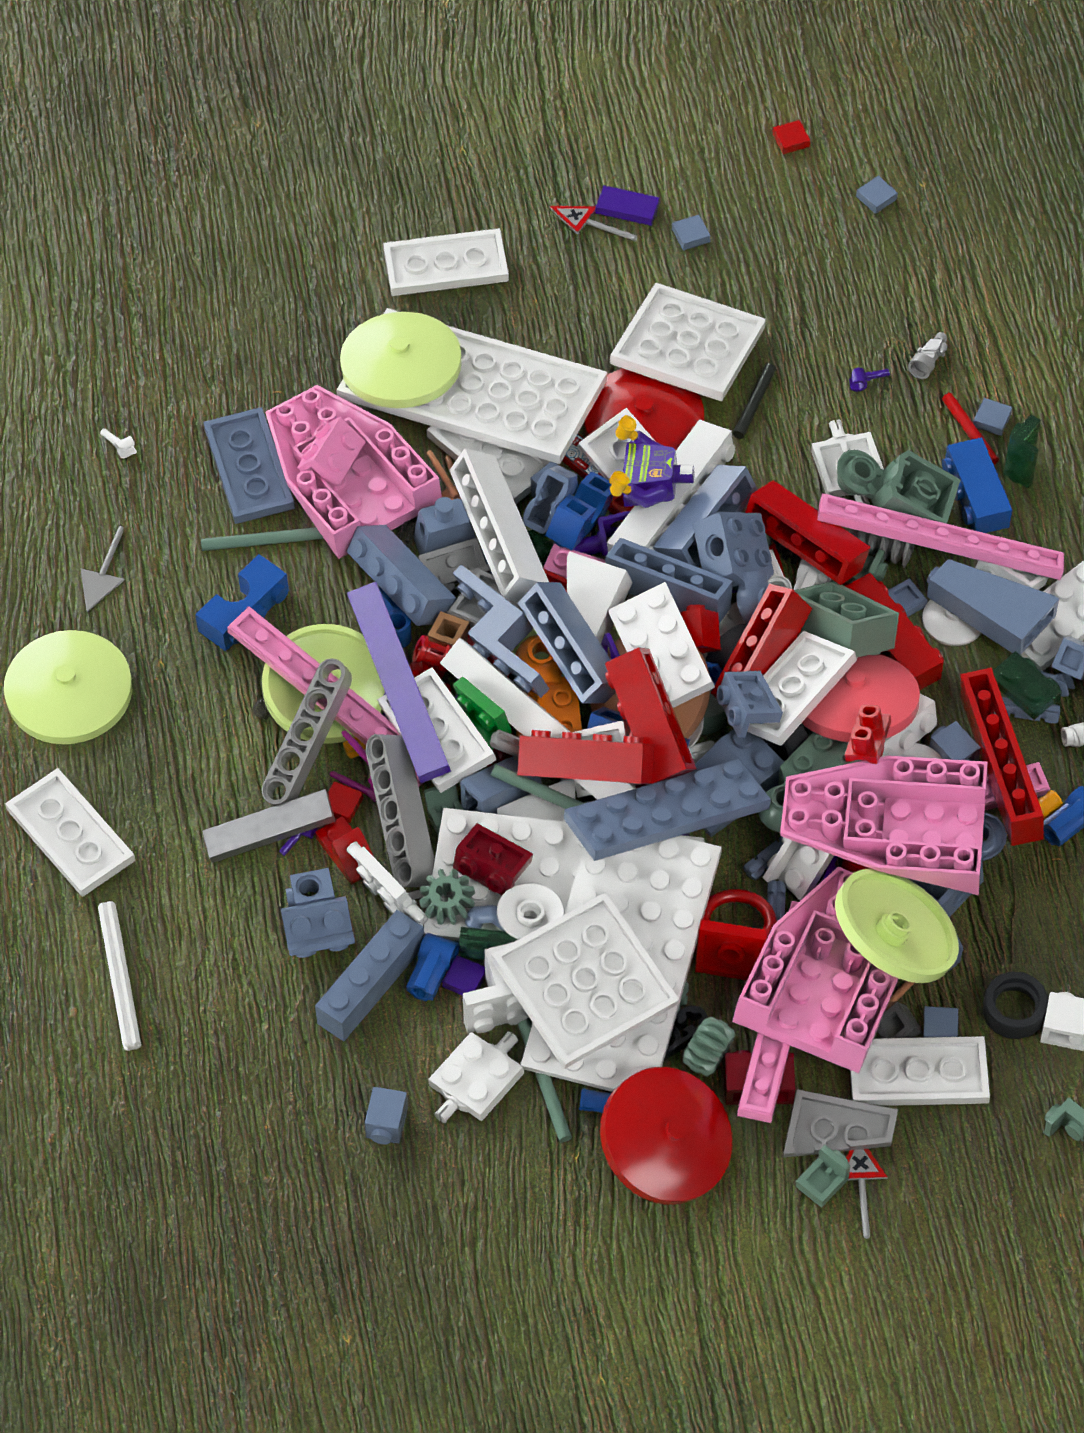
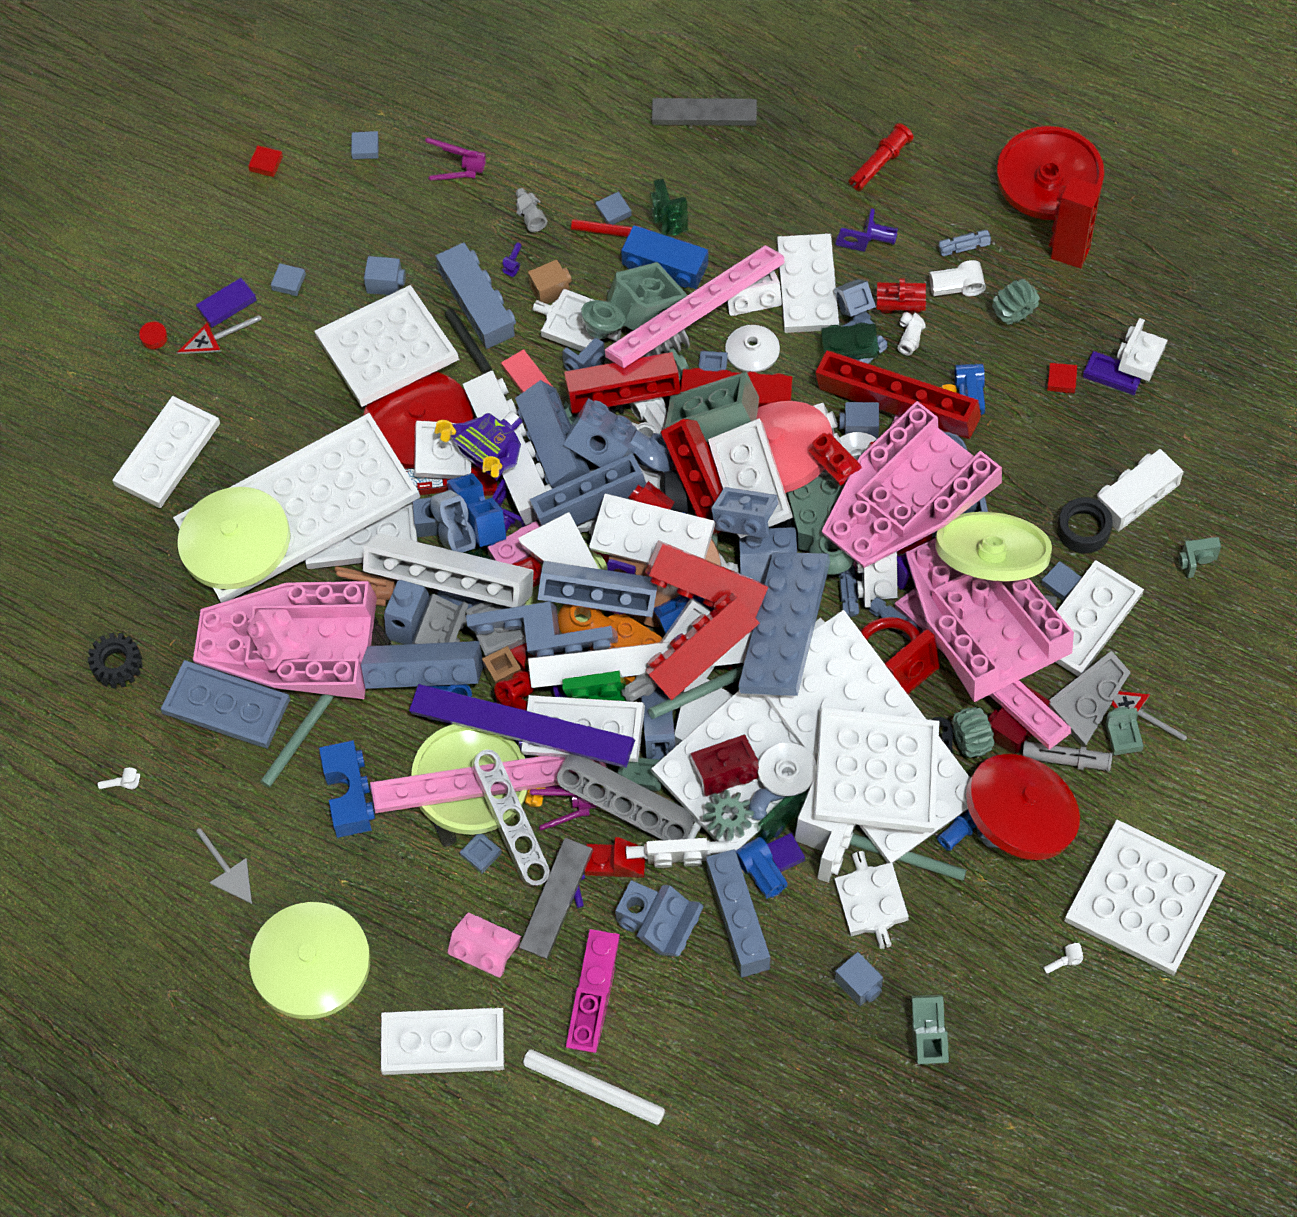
camera: 50 degrees left, 5 degrees up
(184, 800) = (483, 944): none -> bright pink bracket
(203, 917) = (593, 991): none -> dark pink slope
(220, 348) = (110, 646): none -> black tyre
(267, 742) = (480, 852): none -> sand blue tile
(344, 800) = (574, 831): red tile -> none
(378, 1208) = (928, 1029): none -> sand green brick
(548, 178) = (153, 335): none -> red tile
(558, 1283) = (1073, 957): none -> white hand
(668, 1305) = (1145, 897): none -> white plate
(757, 293) = (383, 275): none -> sand blue brick
(763, 460) = (523, 371): none -> coral tile
(777, 1176) = (1068, 756): none -> light grey pin
(801, 373) = (475, 295): none -> sand blue brick
(812, 493) = (591, 356): none -> sand blue bracket
(867, 415) = (549, 281): none -> medium nougat brick
(935, 278) = (472, 161): none -> magenta plant
(993, 605) = (774, 315): sand blue slope -> none

